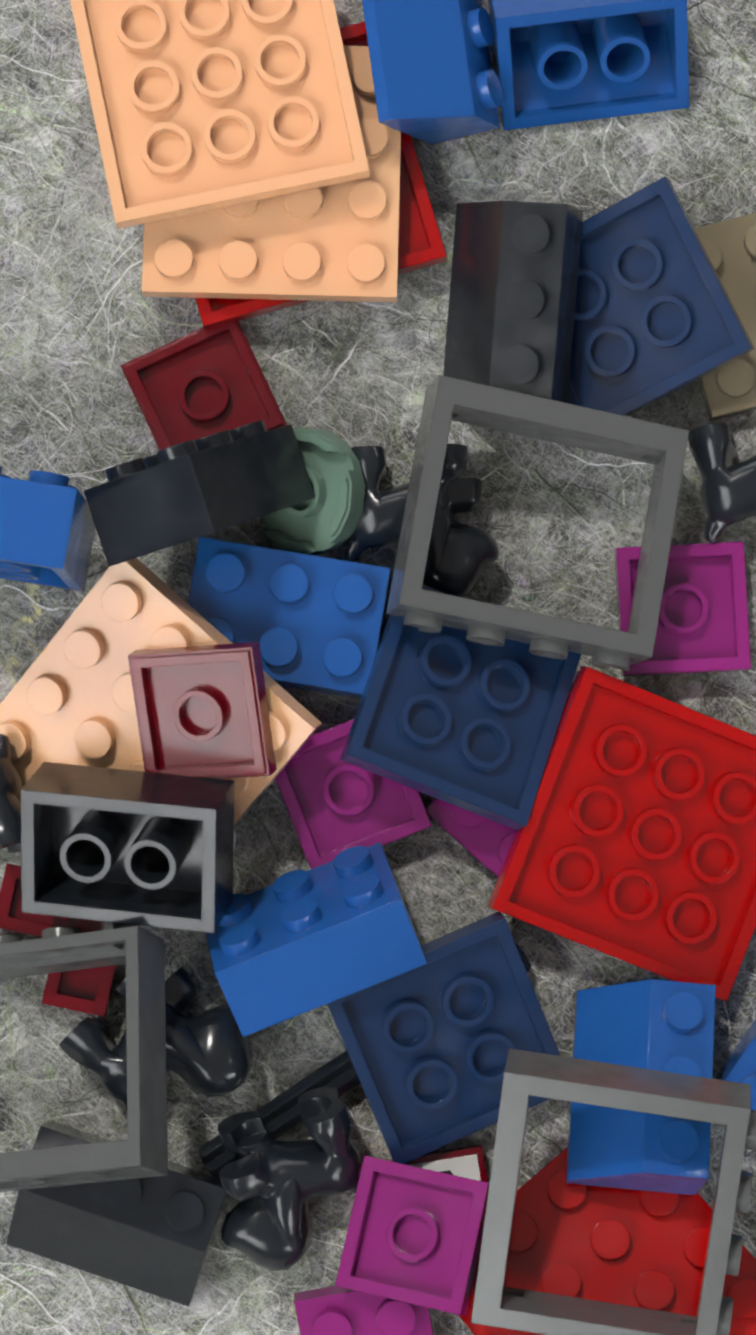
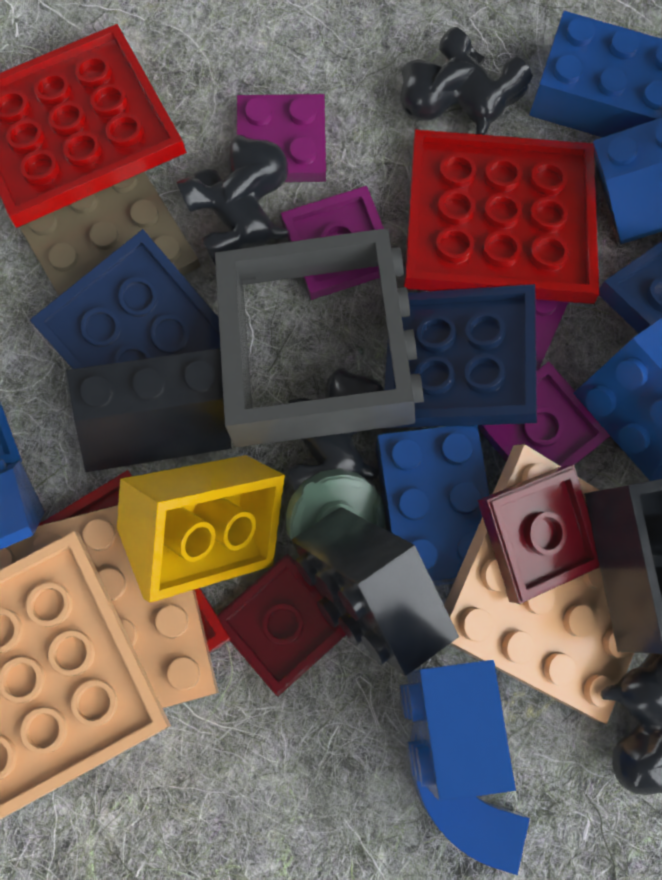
camera: 110 degrees left, 10 degrees down
(342, 324) = (199, 524): none -> yellow slope

